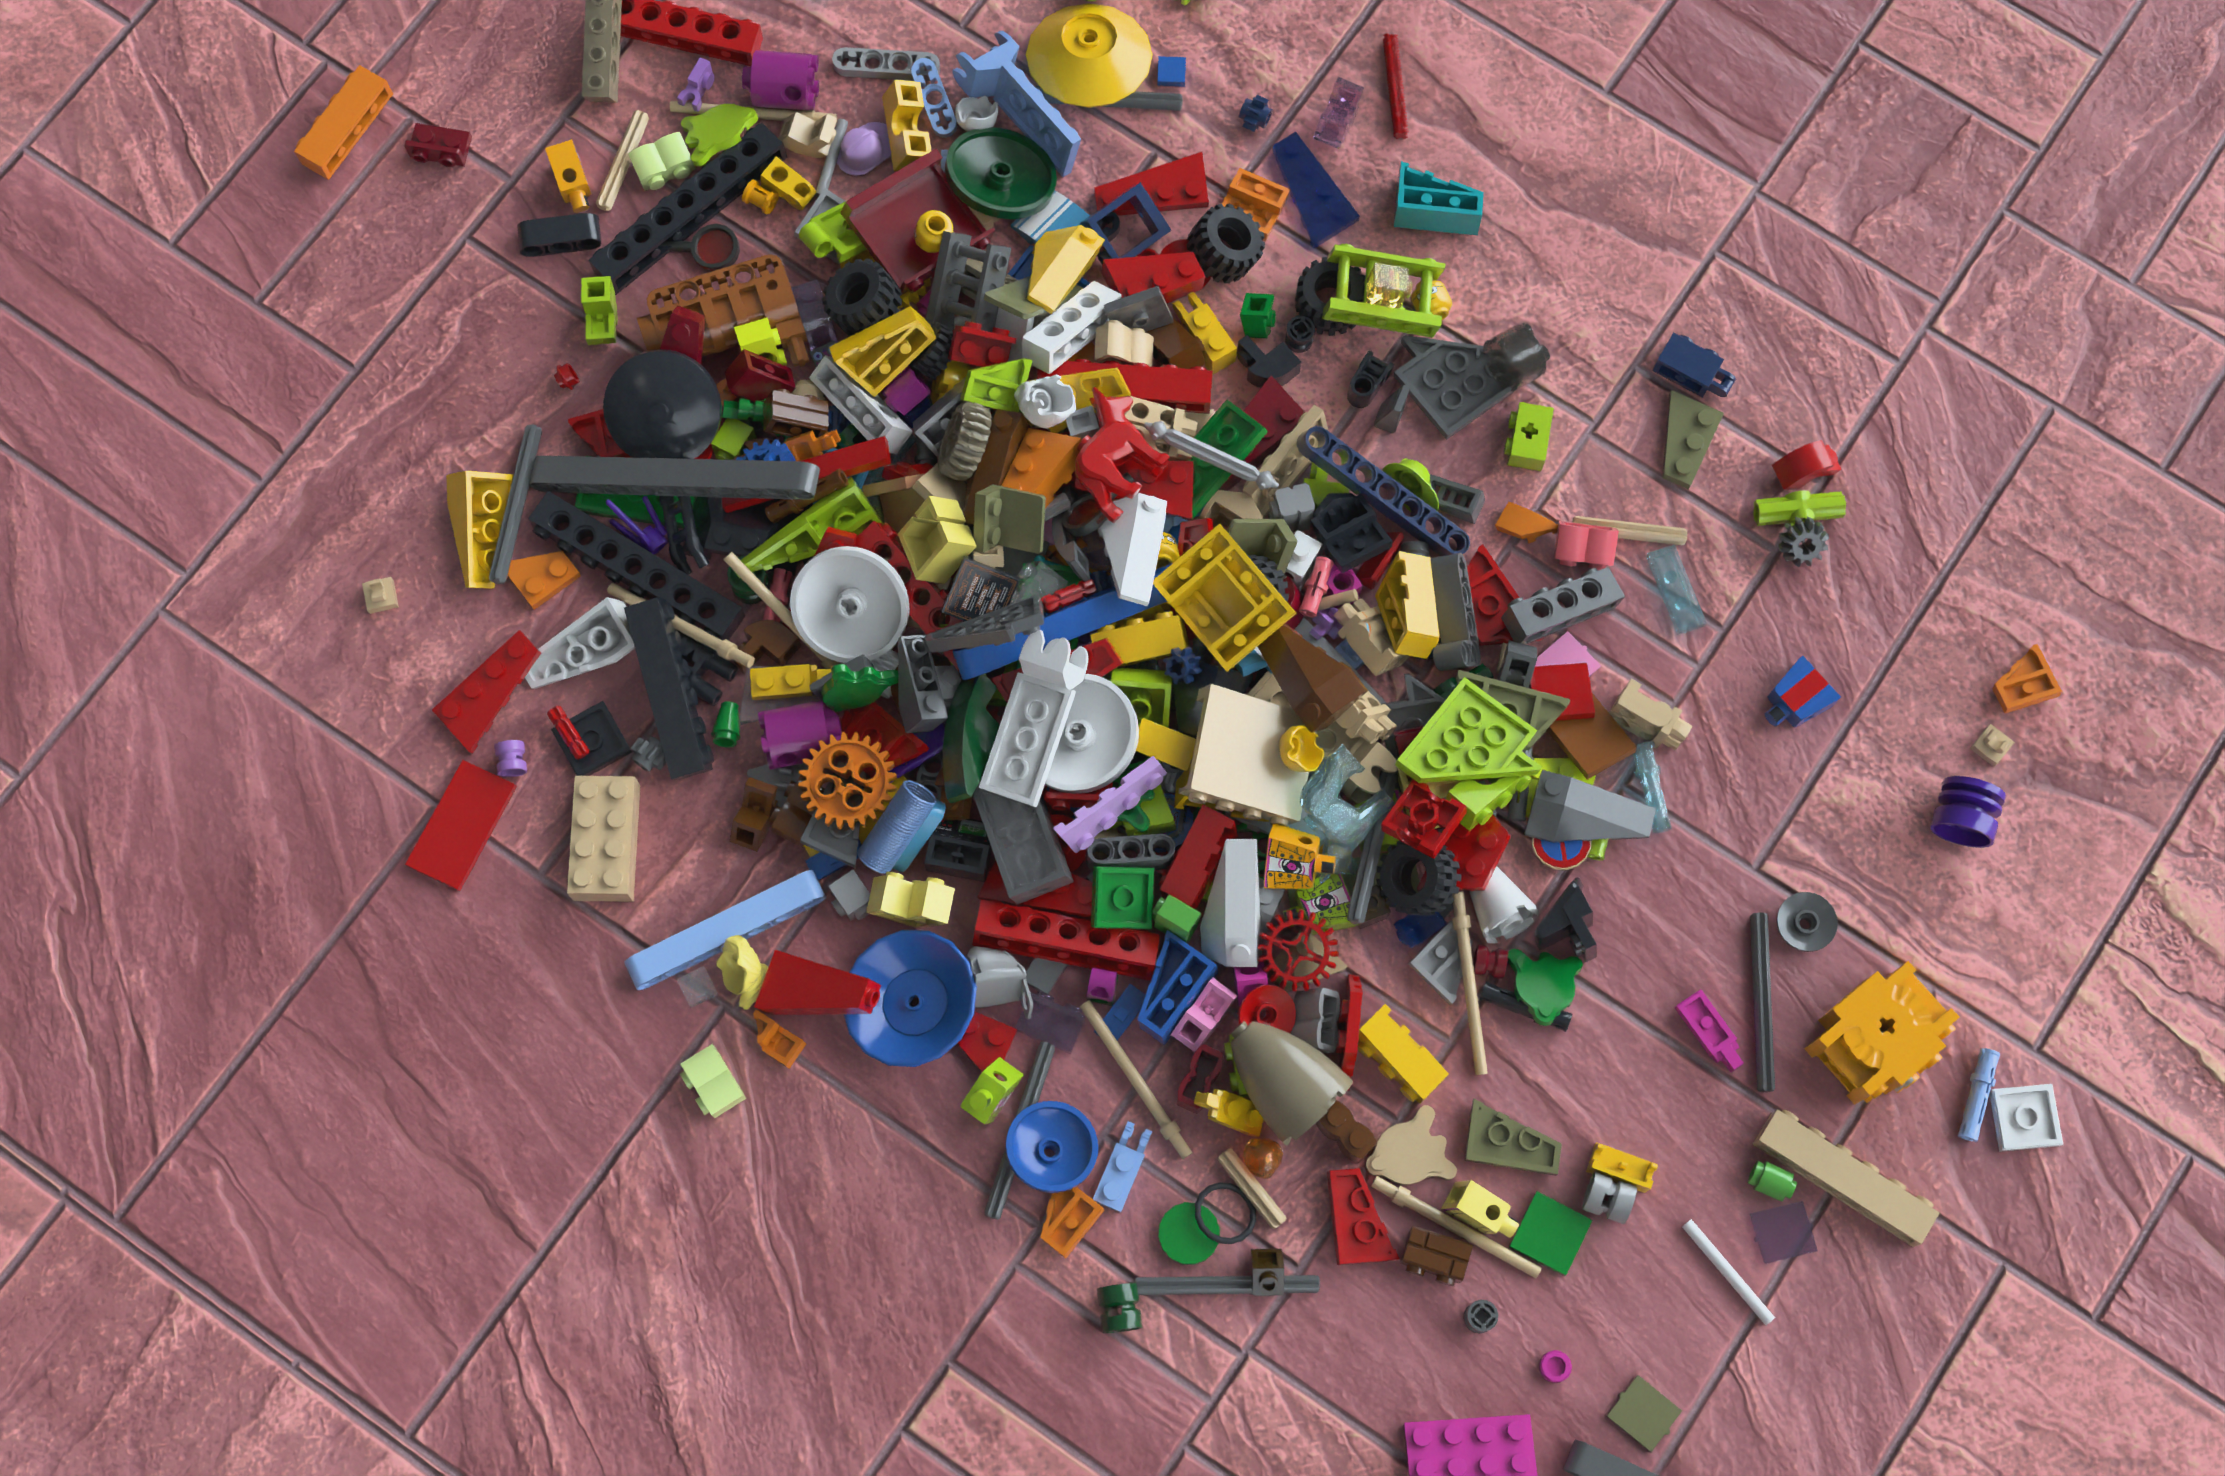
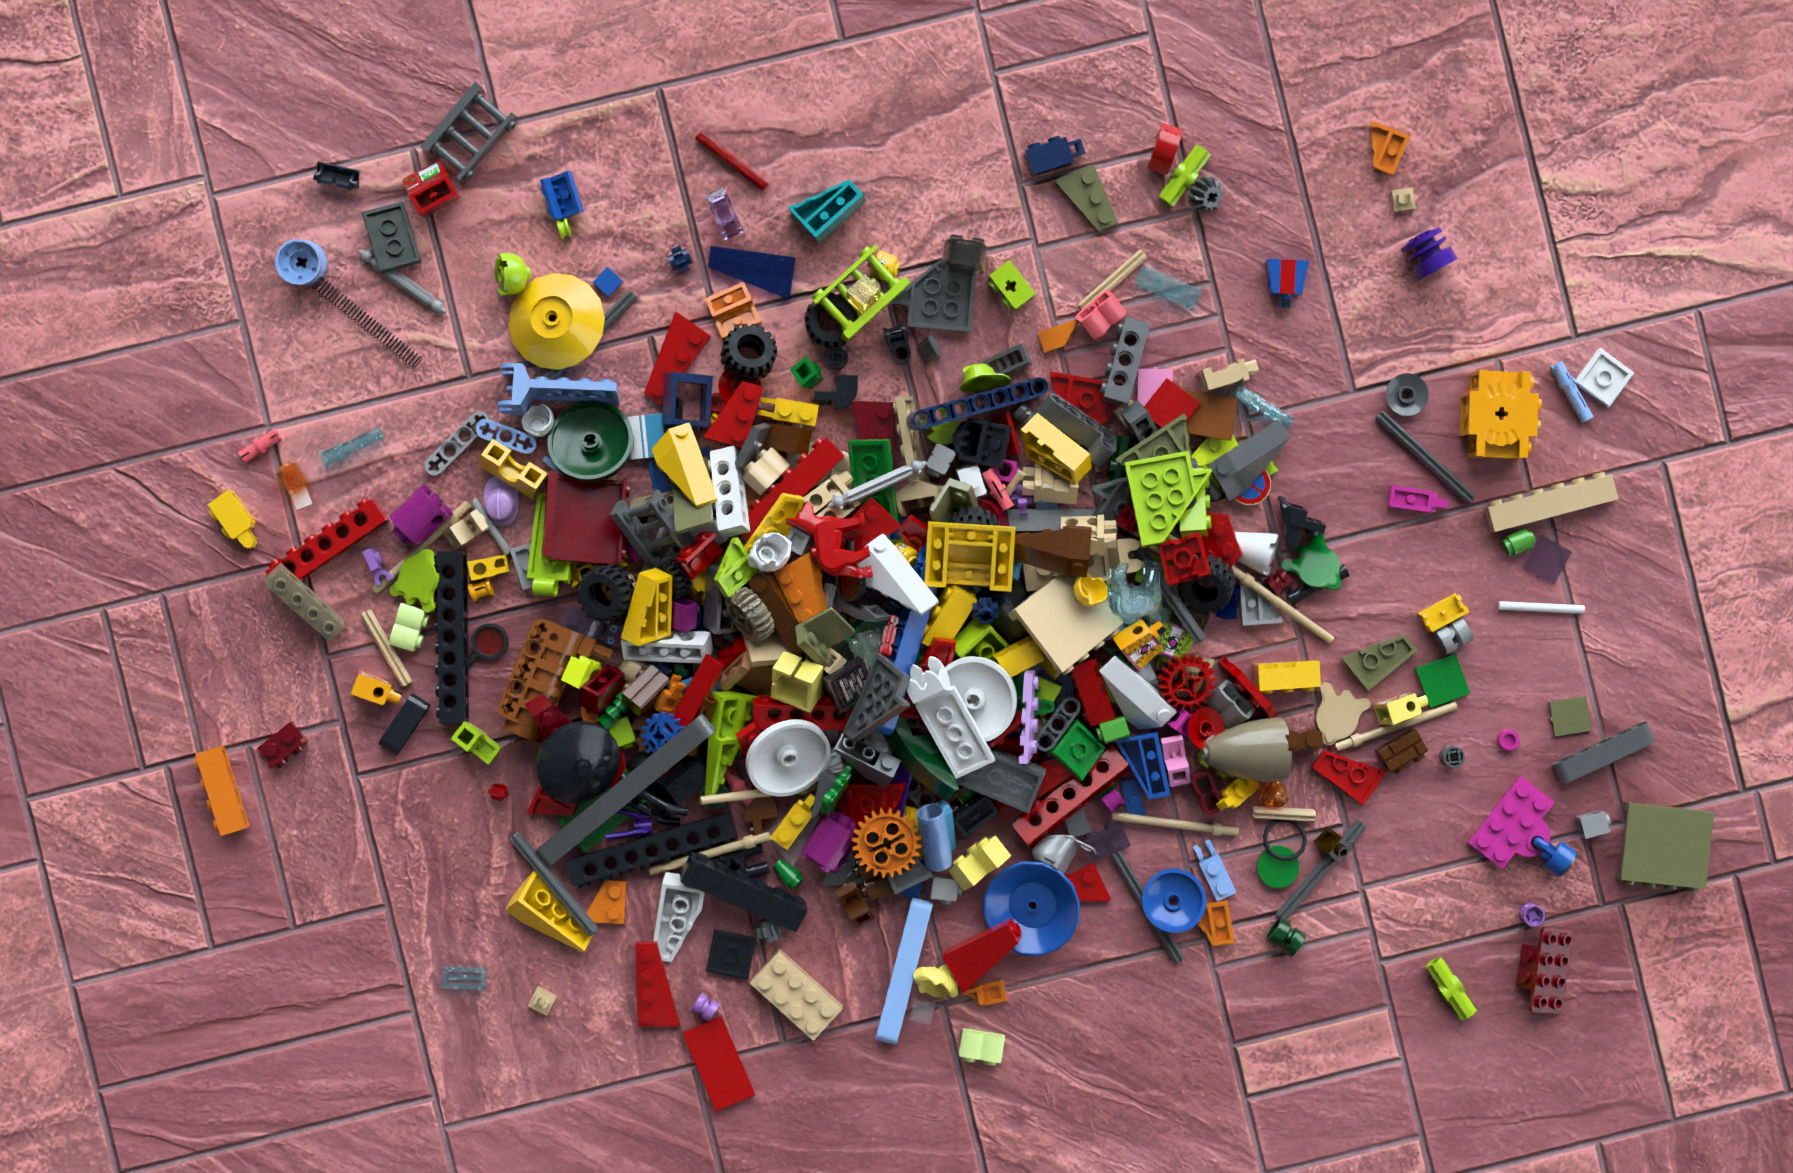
camera: 50 degrees left, 15 degrees up
(354, 518) = (482, 978): none -> clear light blue tile
(568, 732) = (718, 964): red axle -> none
(930, 230) = (599, 517): yellow head -> none
(991, 1094) = (1118, 913): lime torso -> none

